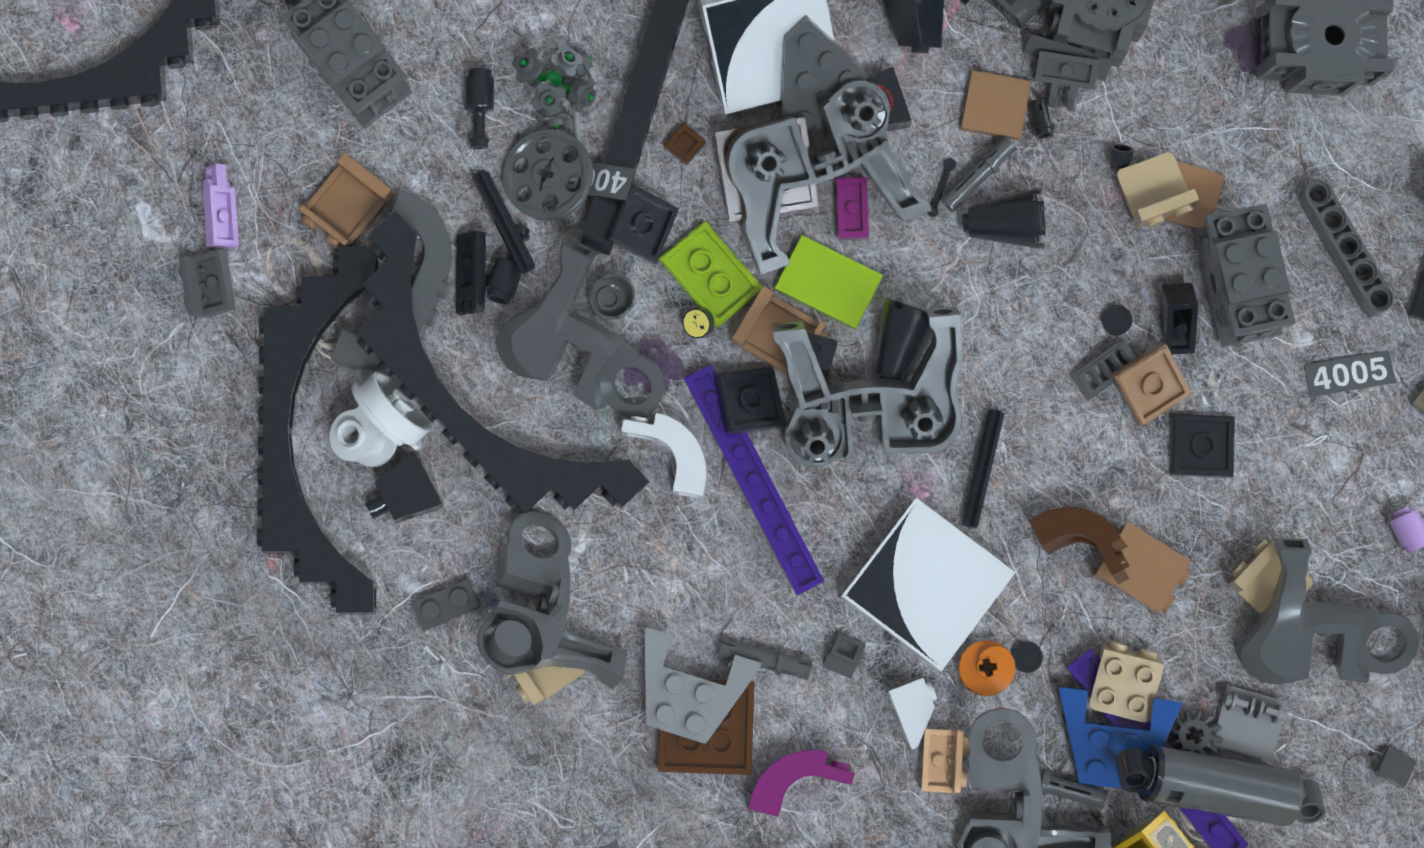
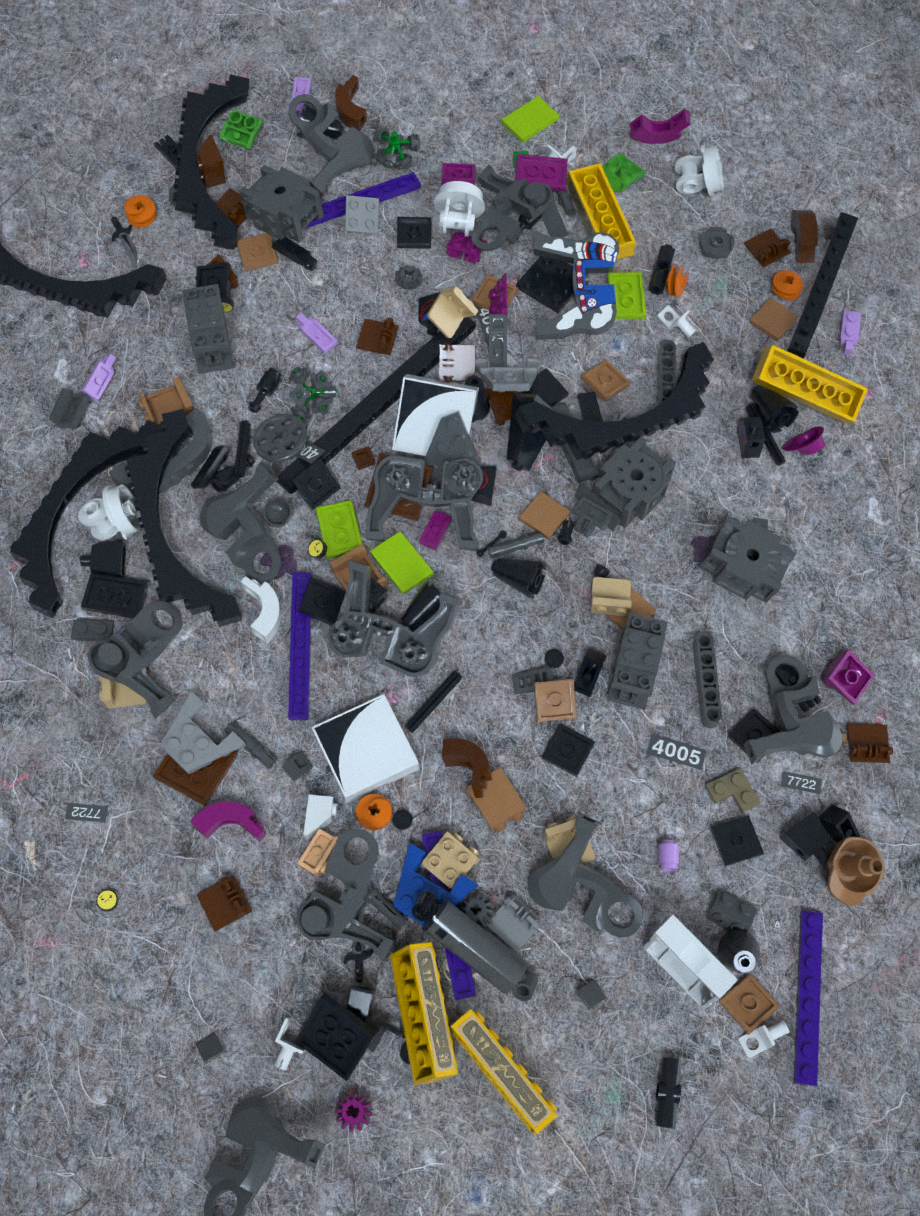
camera: 25 degrees right, 15 degrees down
(447, 538) = (114, 595): none -> black plate

